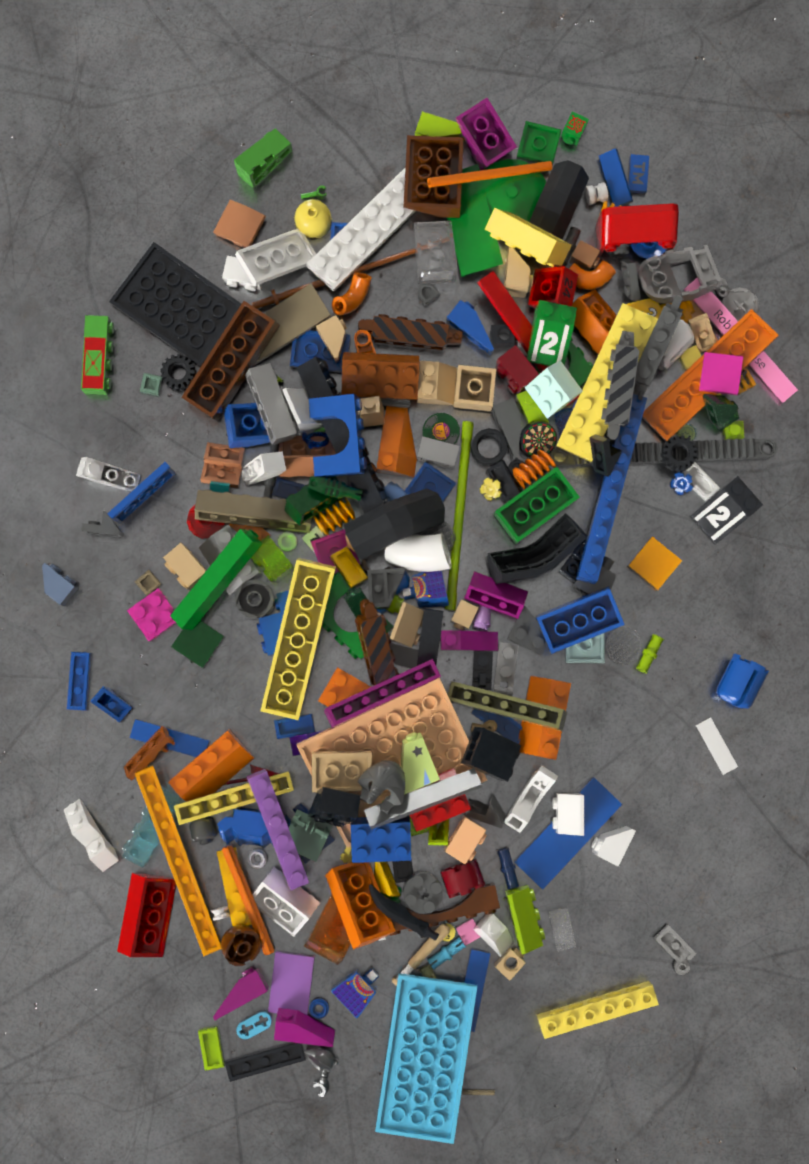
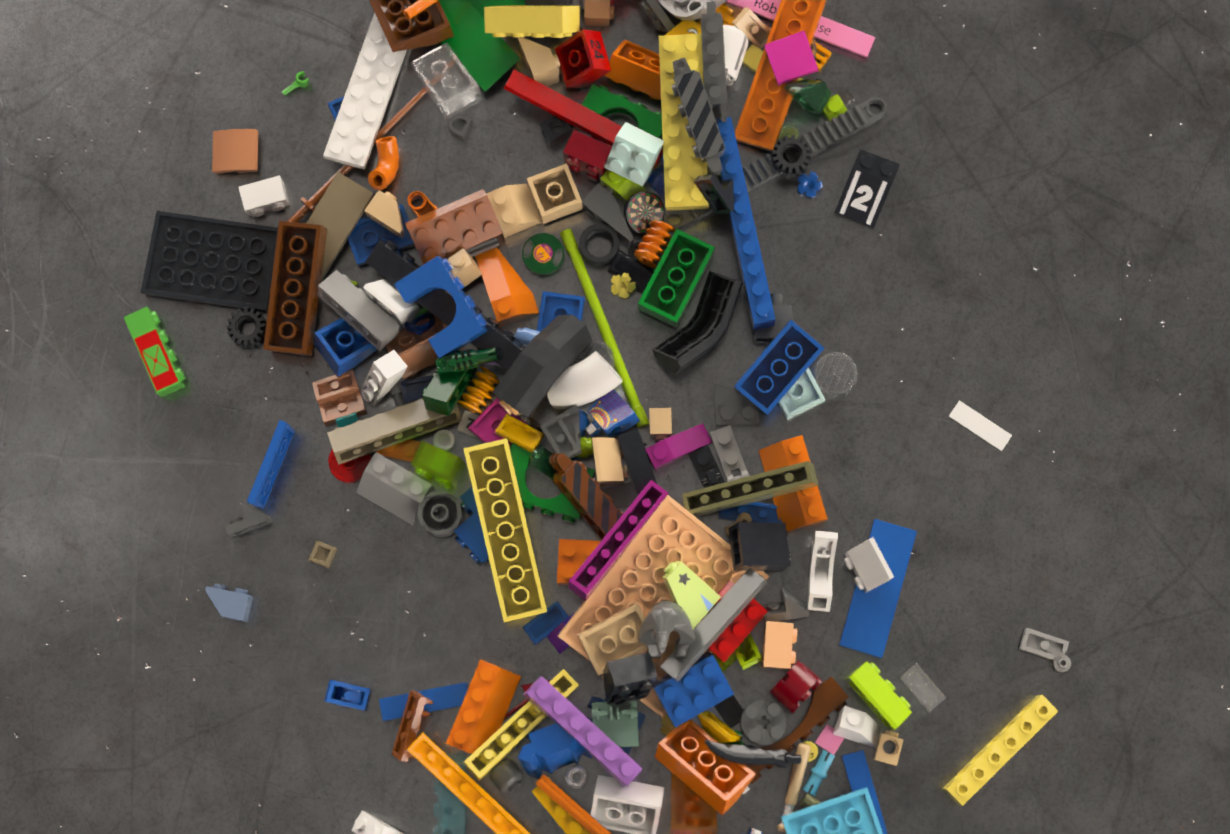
camera: 20 degrees left, 5 degrees down
(79, 681) = (301, 690): blue tile -> none
(107, 474) = (225, 465): white slope -> none
(151, 384) = (225, 353): sand green tile -> none
(153, 614) = (345, 583): dark pink plate -> none
(185, 564) = (354, 515): tan brick -> none
(198, 643) = (403, 587): dark green tile -> none
(216, 579) = (391, 511): green brick -> none
(262, 158) = (225, 74): bright green wedge -> none
(276, 256) = (288, 163): white plate -> none
(313, 218) = (306, 109): light yellow cylinder -> none
(410, 333) = (462, 172): reddish brown hinge -> none
(438, 453) = (551, 276): light grey hinge -> none
(465, 319) = (515, 134): blue slope -> none
(482, 619) = (680, 417): lavender cone -> none
(499, 597) = (684, 387): magenta brick -> none
(508, 868) = (836, 654): dark blue pin -> none
(551, 333) = (602, 101): green slope -> none
(572, 564) = (742, 321): black slope -> none
(594, 278) = (618, 28): orange cylinder -> none
(613, 844) = (929, 575): white slope -> none
(649, 653) = (865, 367): lime pin -> none
(654, 563) = (823, 276): light orange tile -> none
(702, 483) = (829, 174): white tile -> none
(741, 682) = (970, 348): blue cylinder -> none

